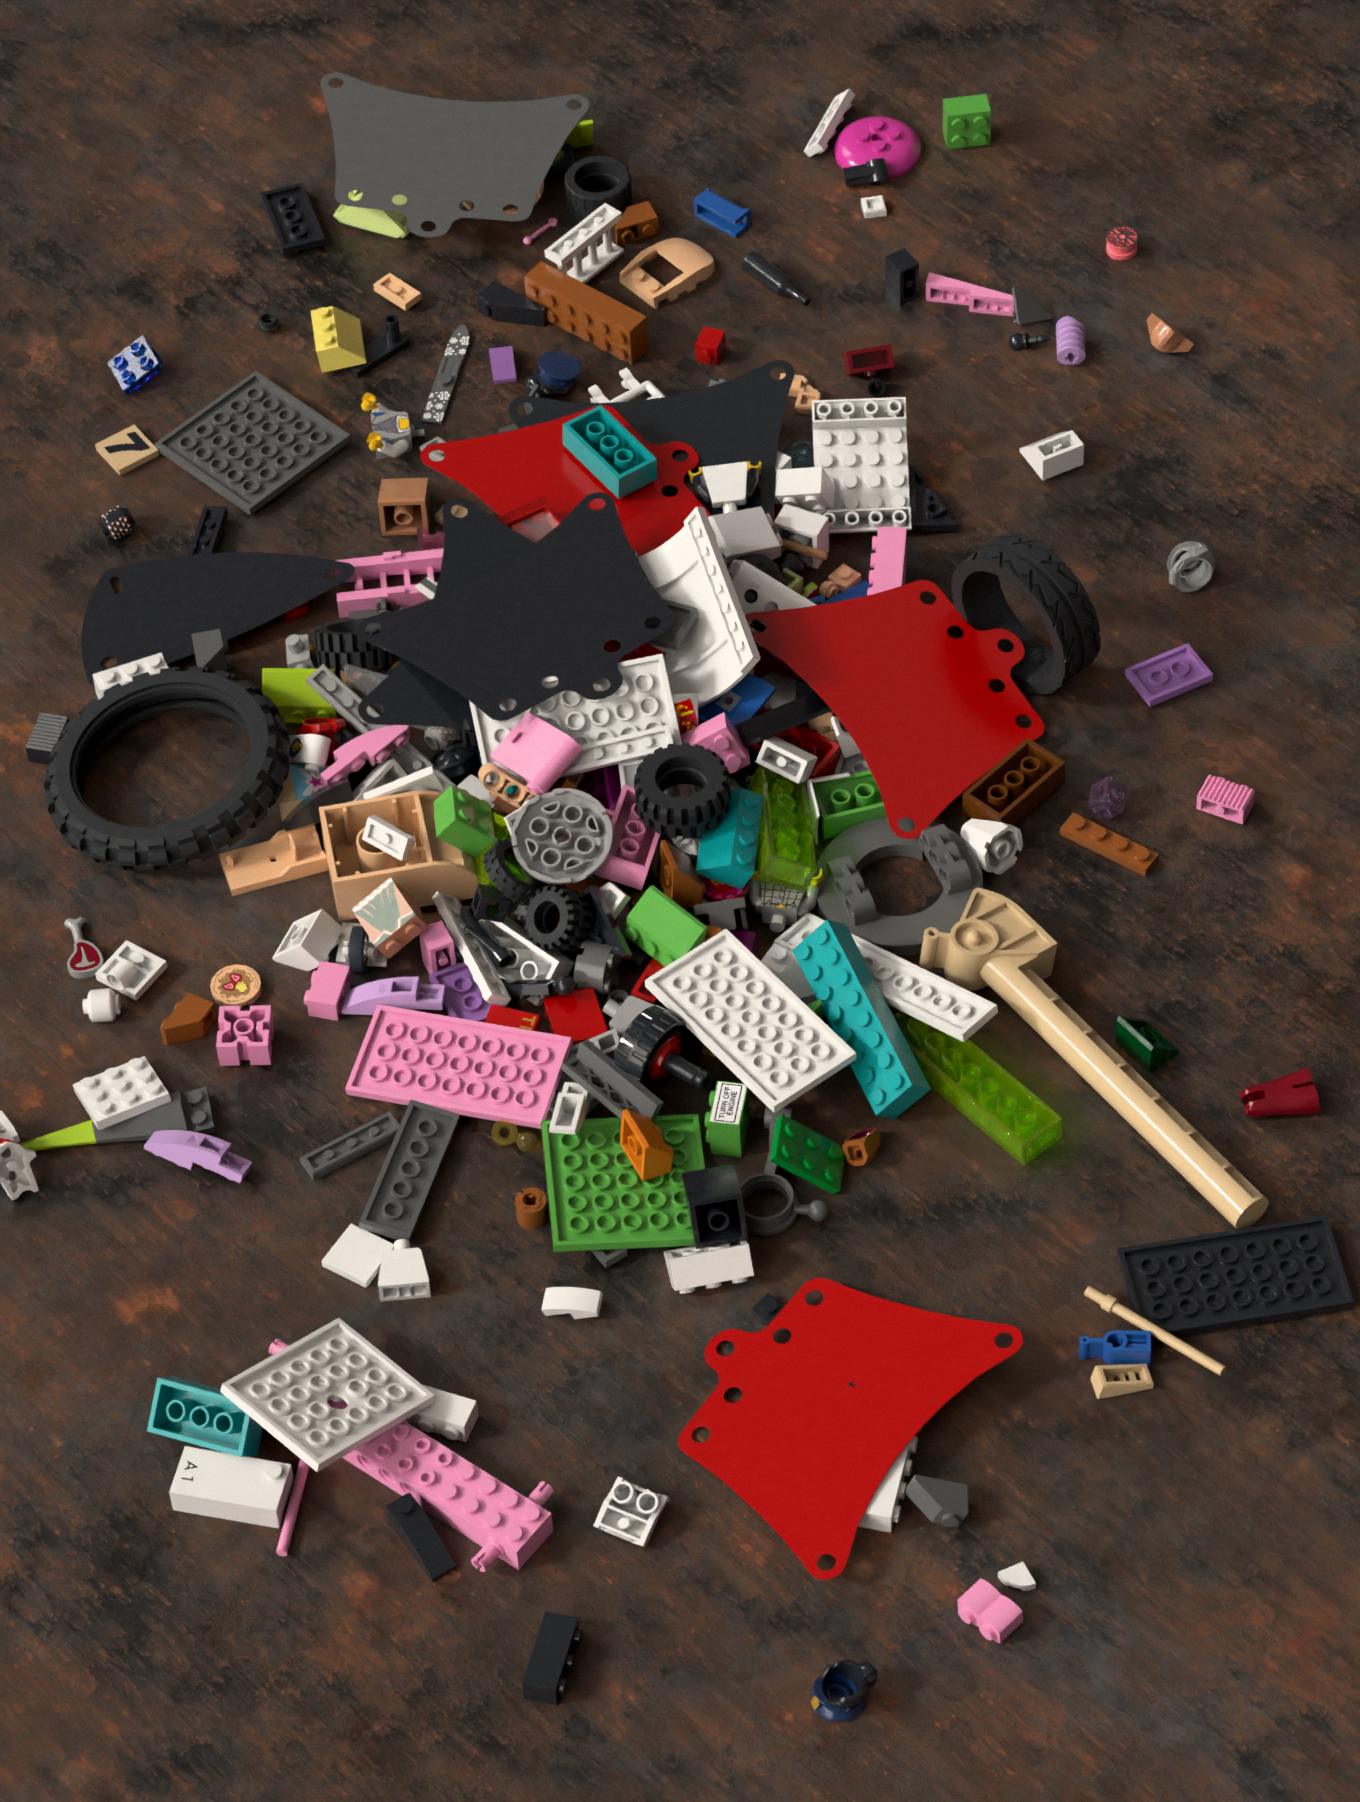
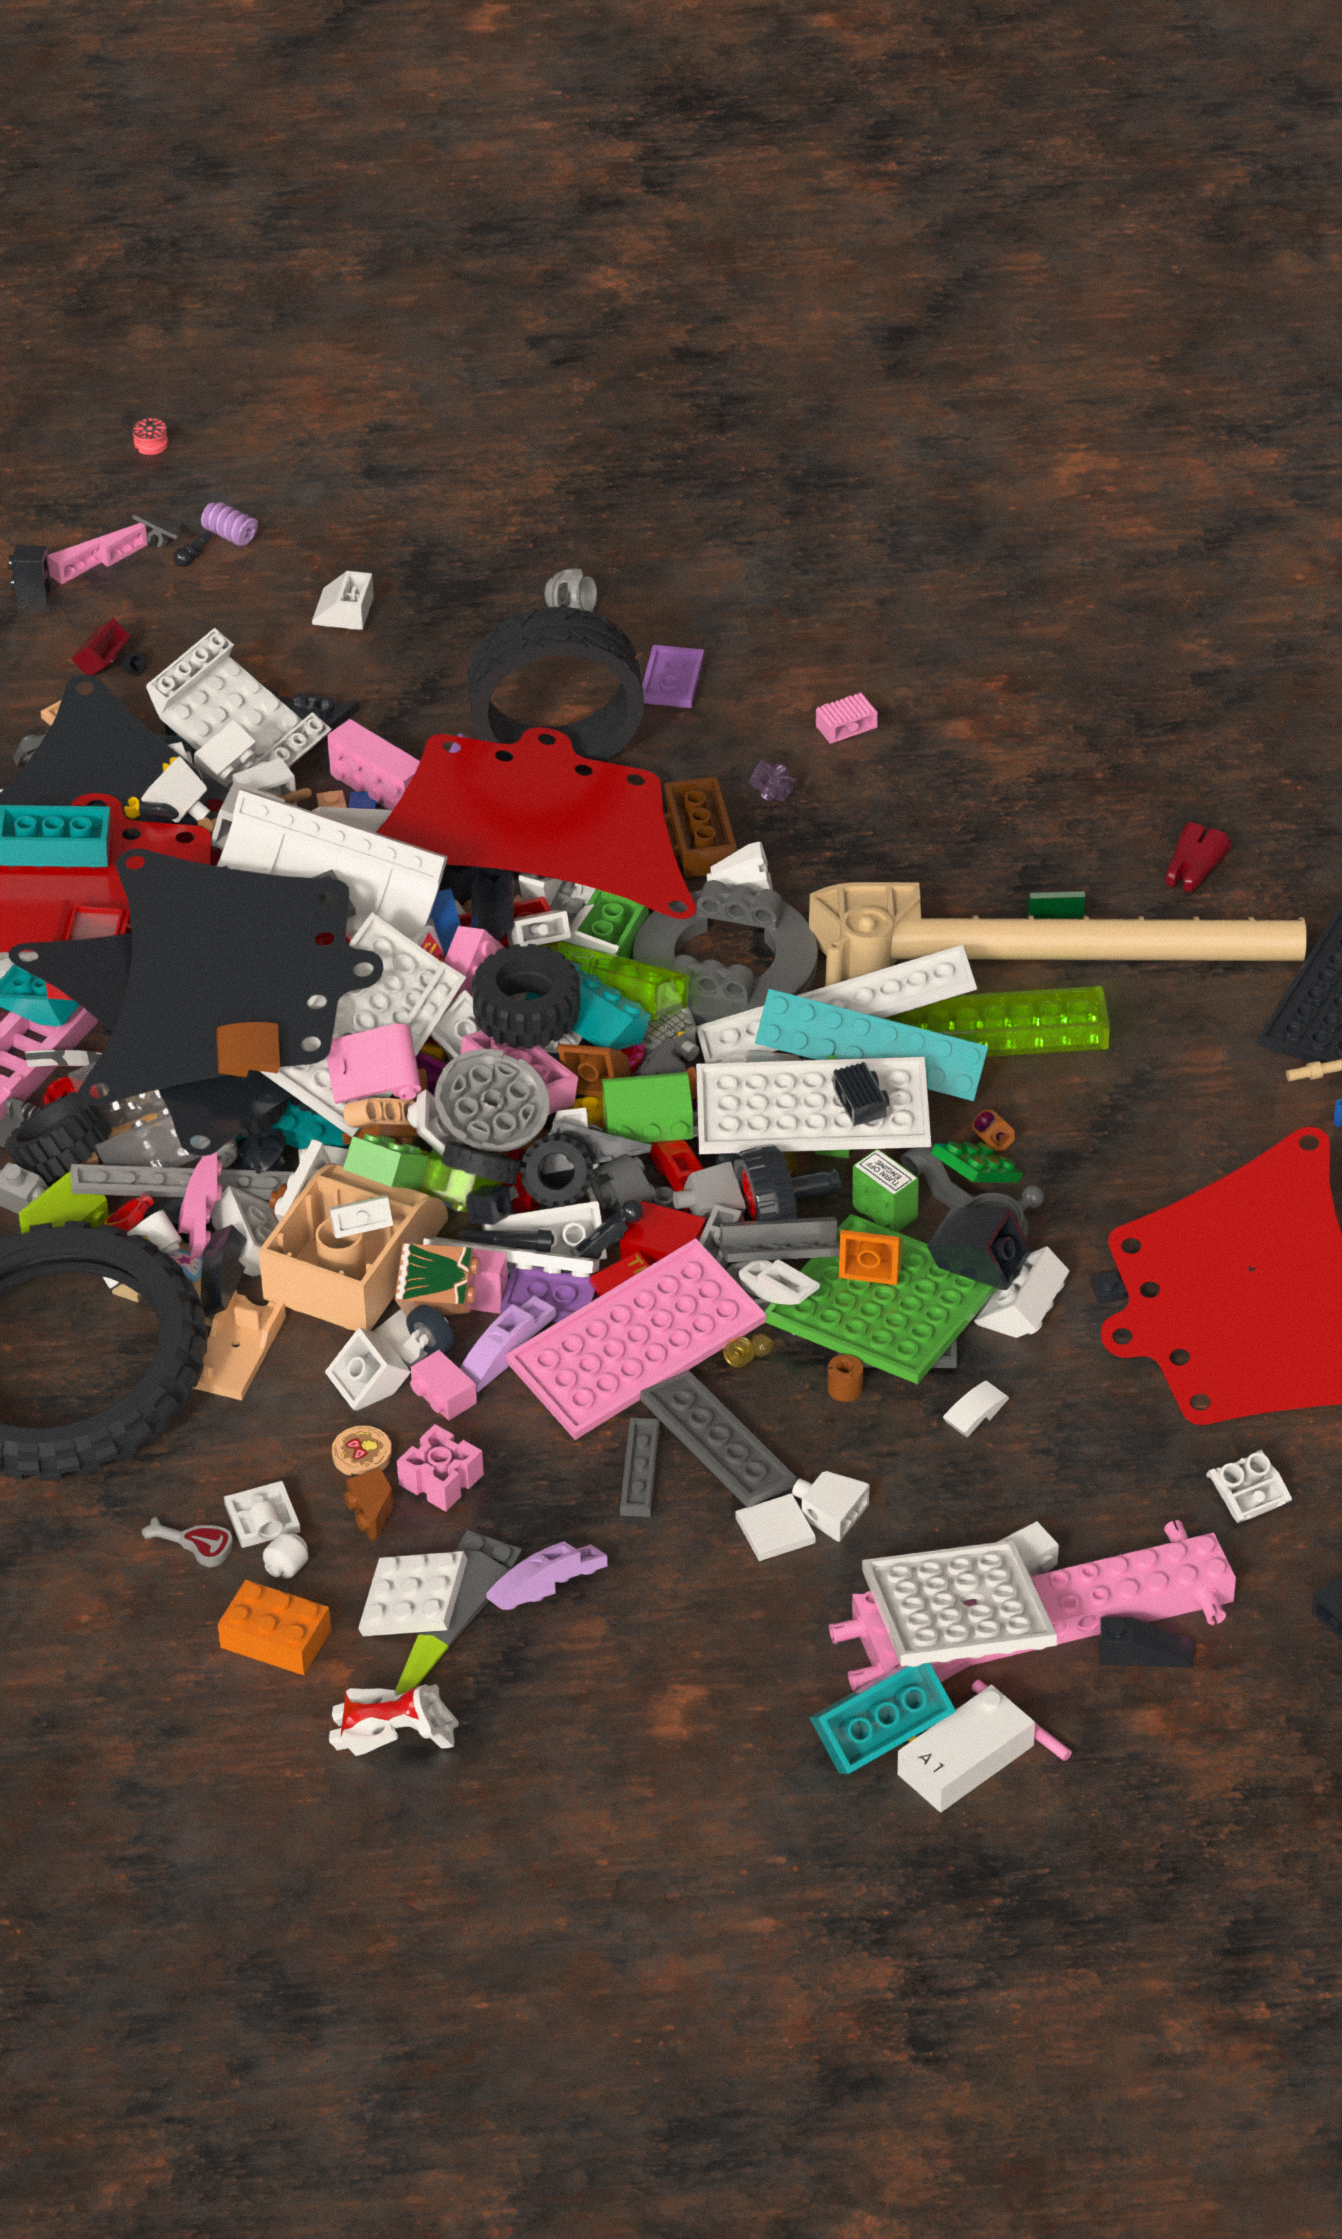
camera: 55 degrees left, 5 degrees down
(32, 1039) = (274, 1627): none -> orange brick
(468, 675) = (248, 1048): none -> dark orange slope
(771, 1037) = (860, 1093): none -> black brick
(1109, 844) = (814, 812): dark orange plate -> none
(1166, 337) = (295, 468): nougat piece -> none

